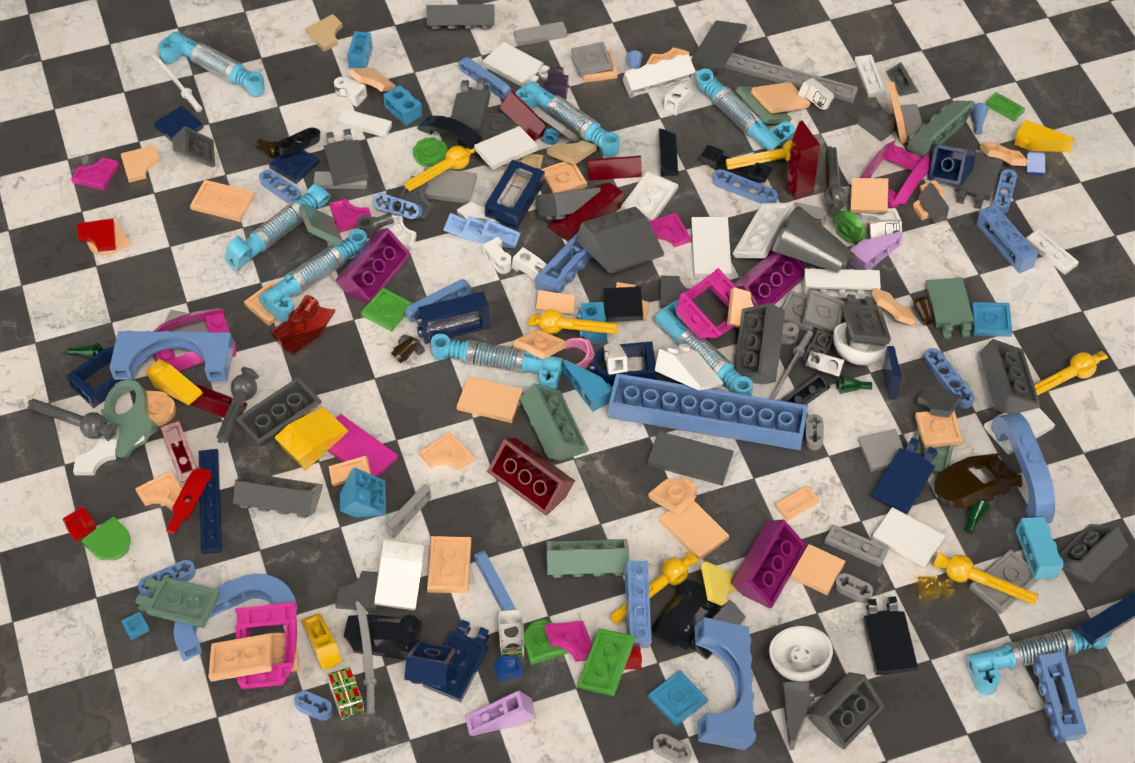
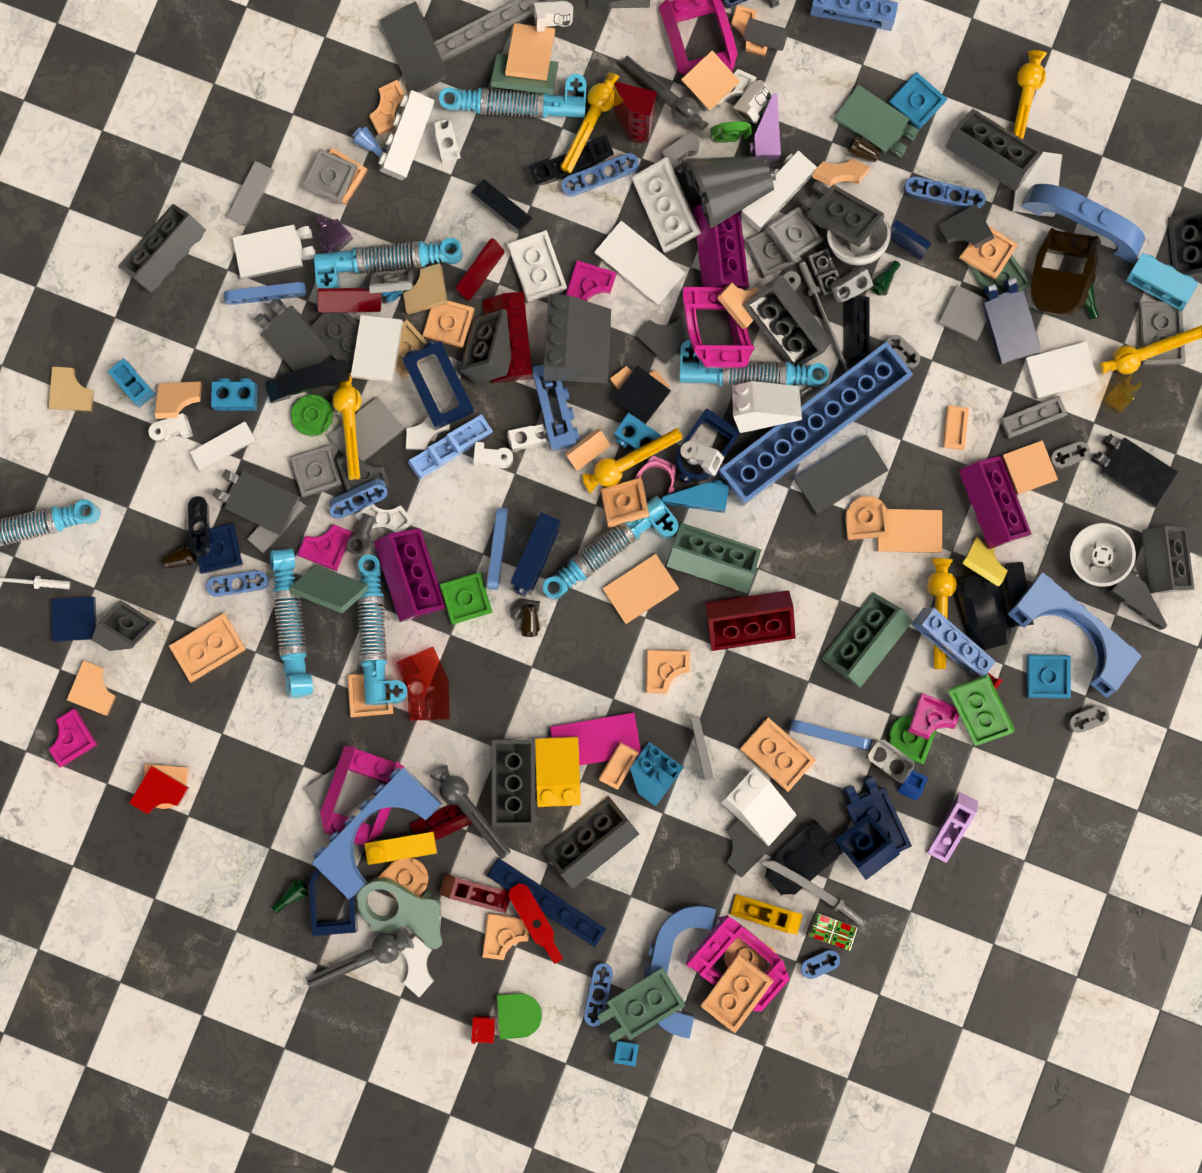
camera: 50 degrees left, 30 degrees up
(393, 176) = (316, 471): none -> light grey tile

